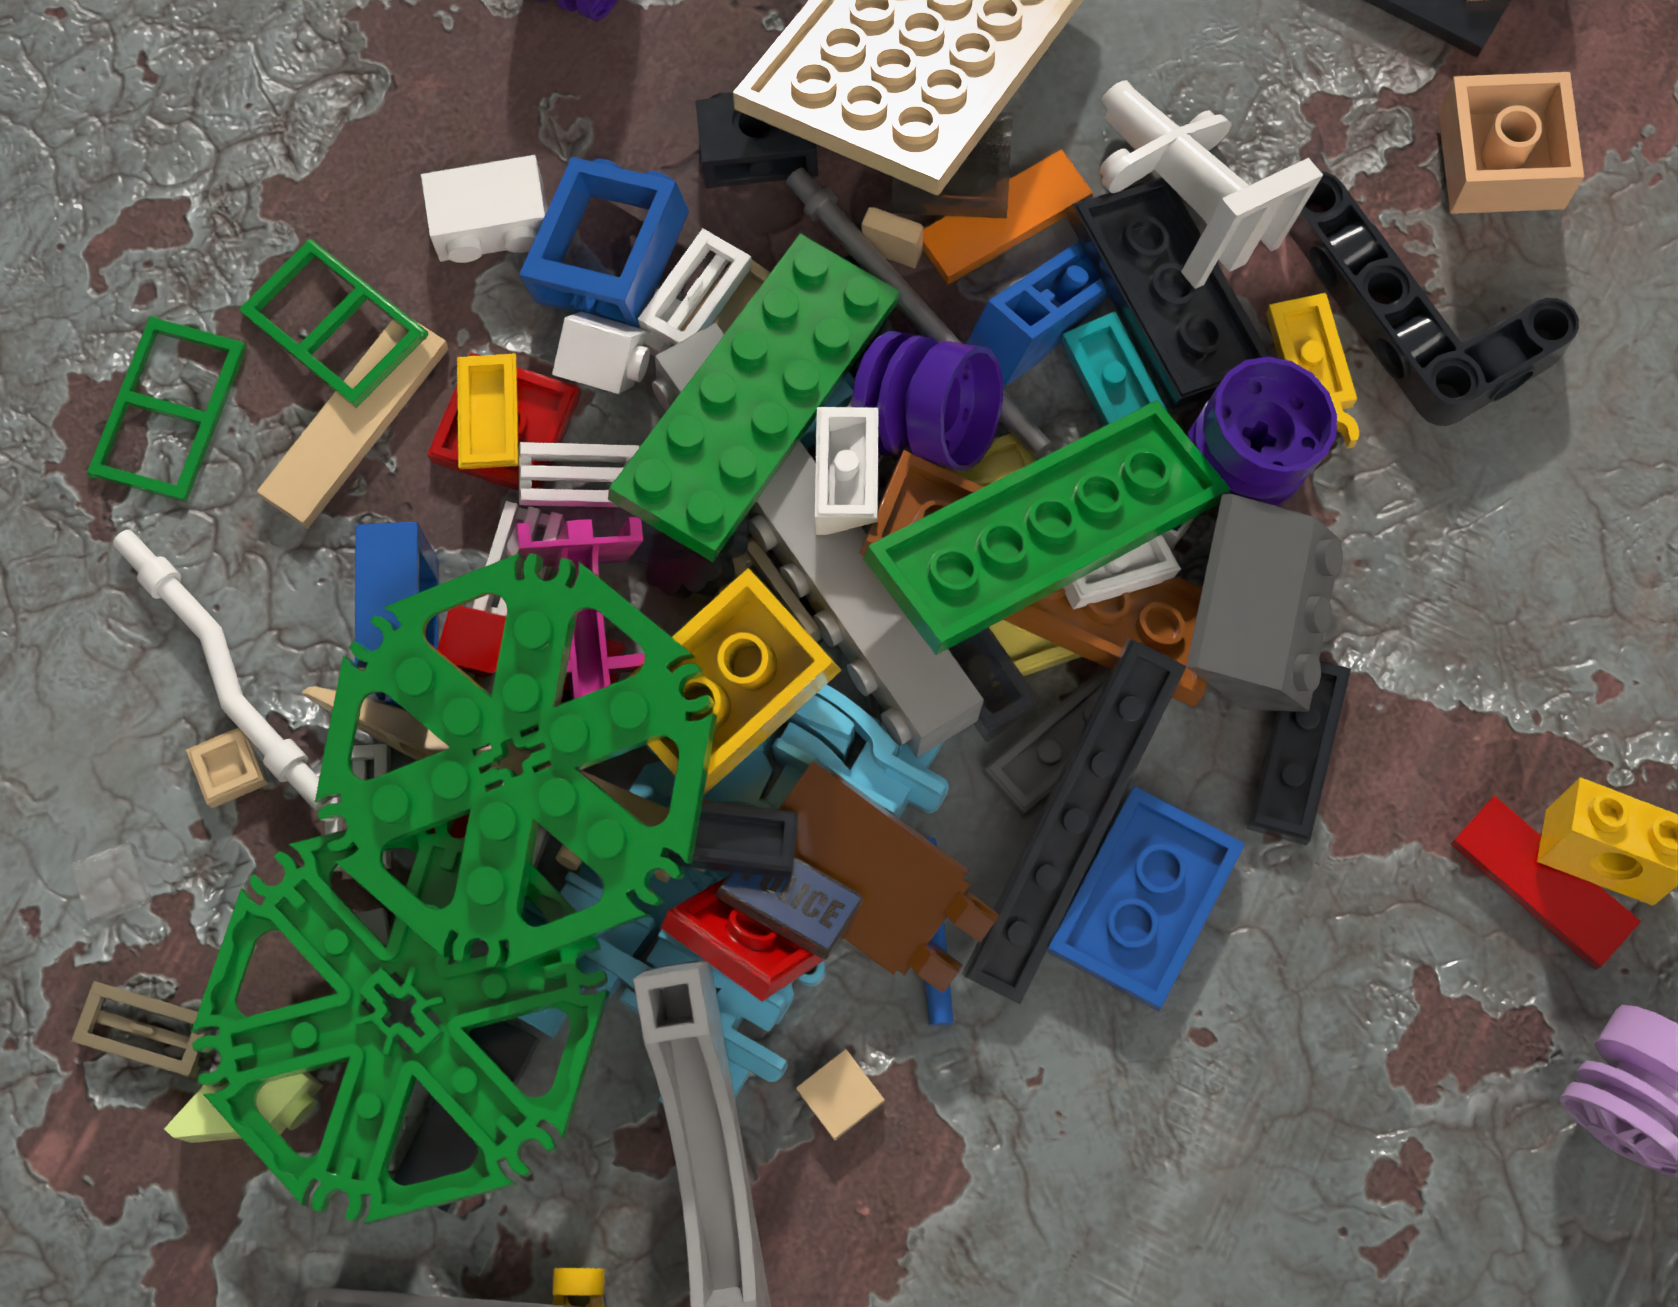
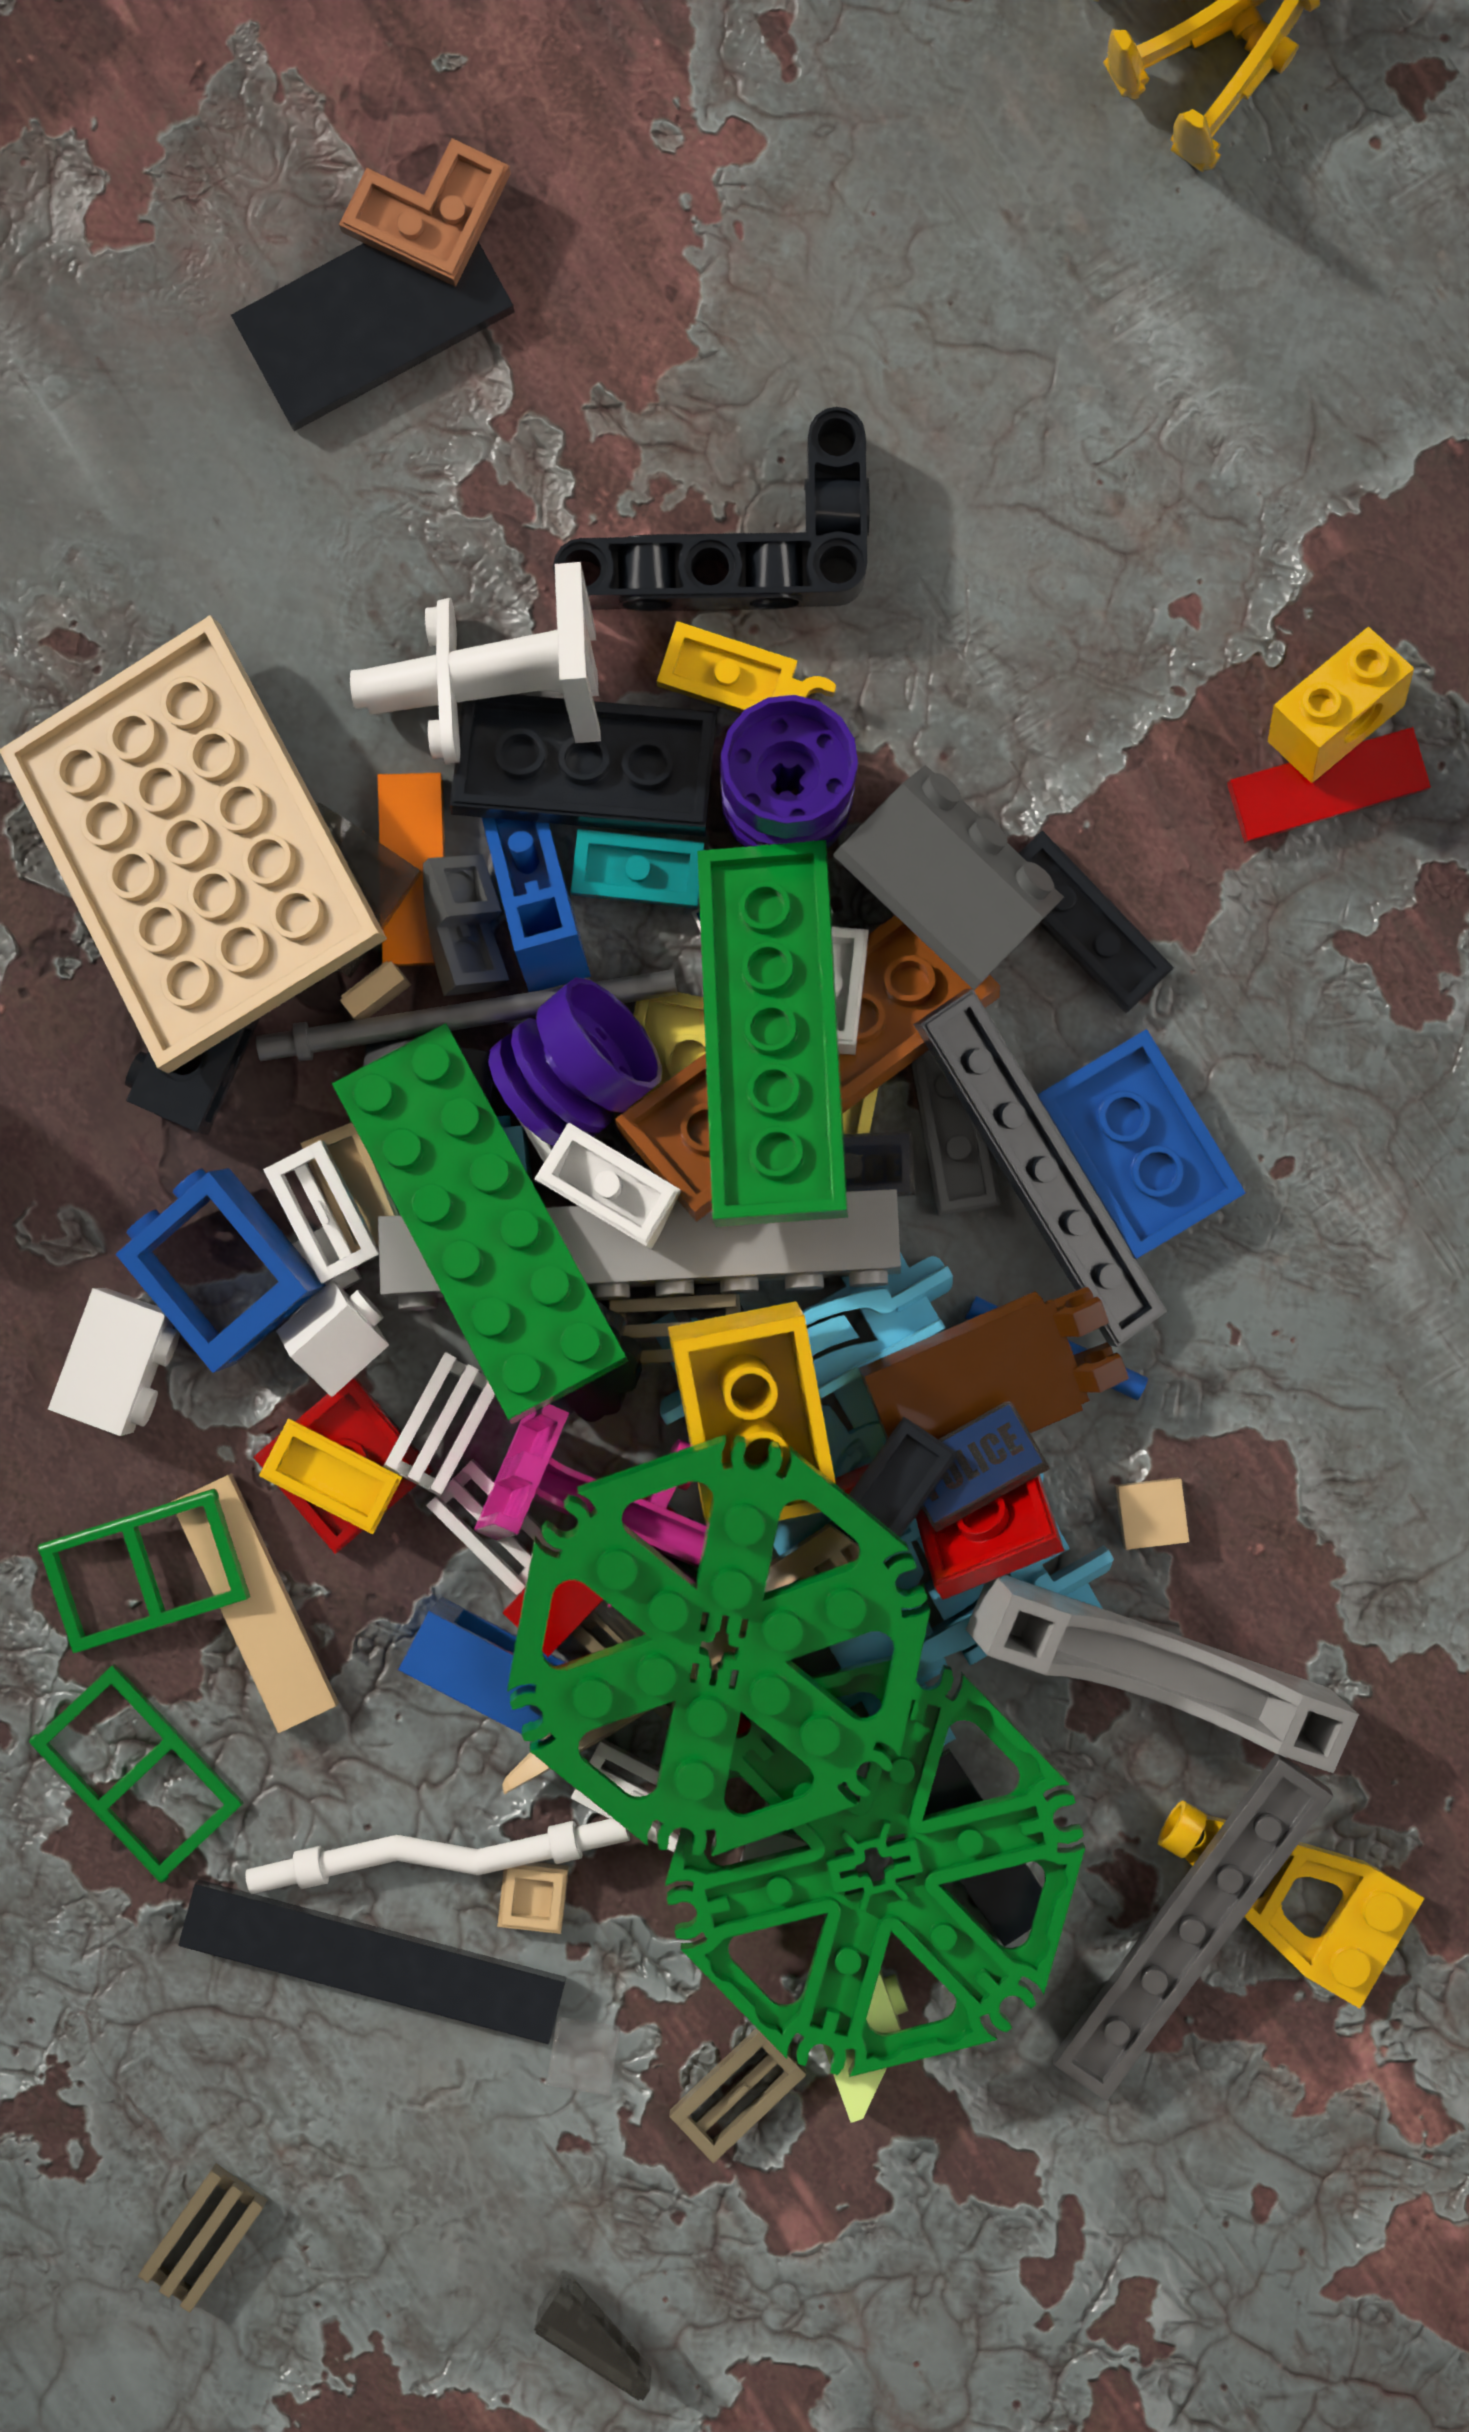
camera: 55 degrees left, 15 degrees up
(106, 673) = (372, 1961): none -> black tile
(984, 270) = (458, 918): none -> dark grey slope
(1510, 142) = (633, 349): light nougat brick -> none

